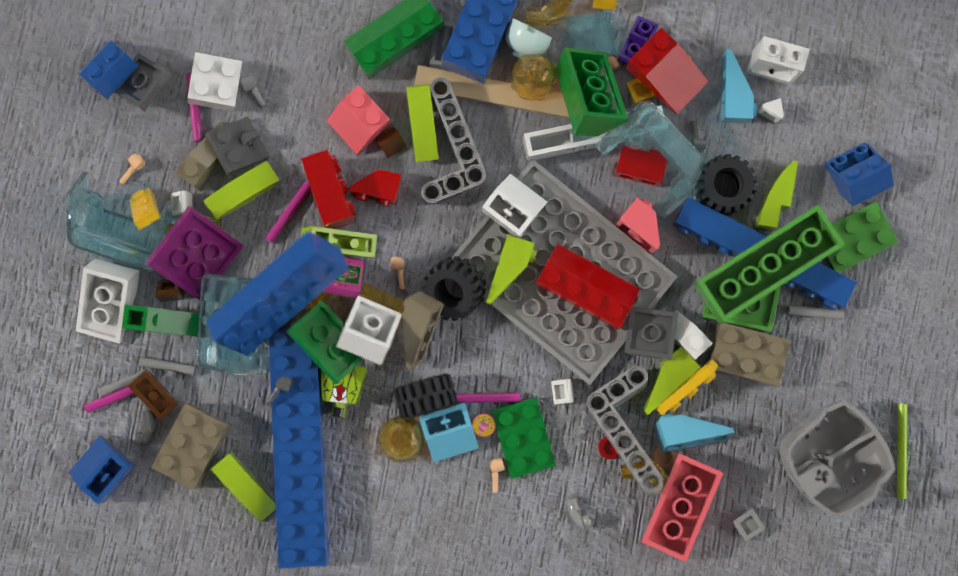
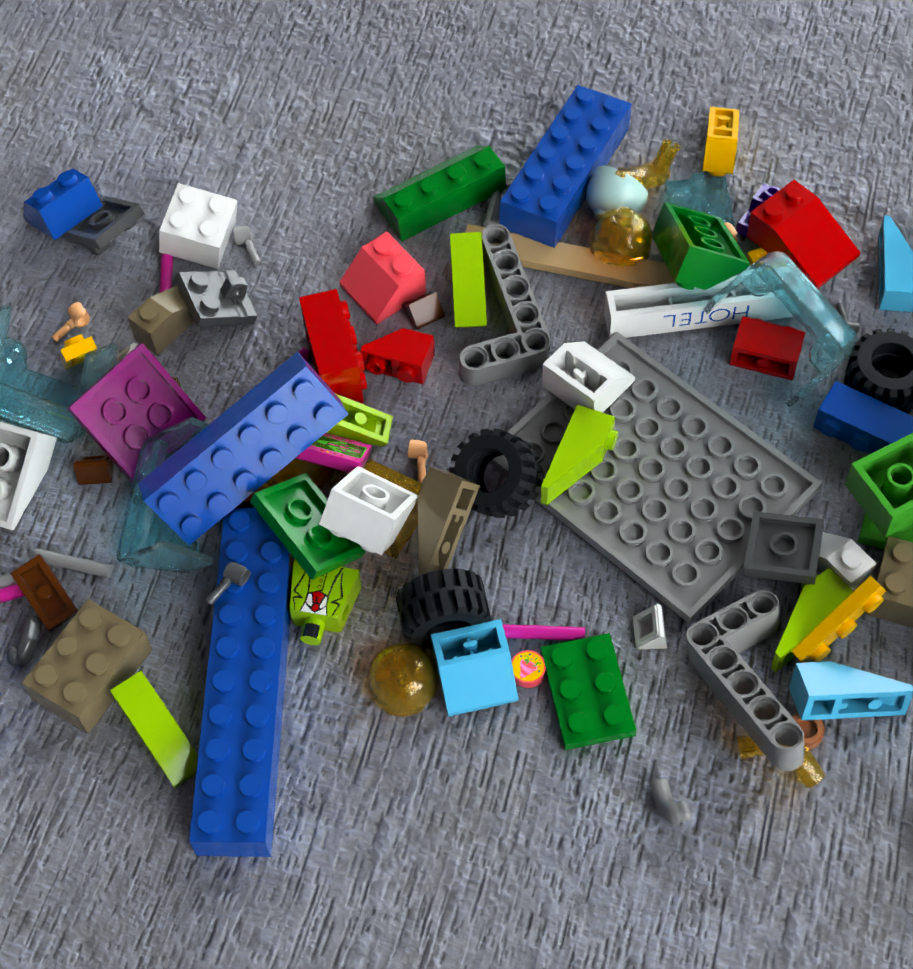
camera: 10 degrees right, 25 degrees down
(160, 321) = (71, 498): green slope -> none
(241, 191) = (214, 349): lime slope -> none
(496, 466) = (543, 727): light nougat hand -> none
(588, 287) = (687, 486): red slope -> none
(606, 449) = (716, 715): red tile -> none
(641, 225) = (766, 407): coral slope -> none
(682, 507) = (834, 797): coral slope -> none

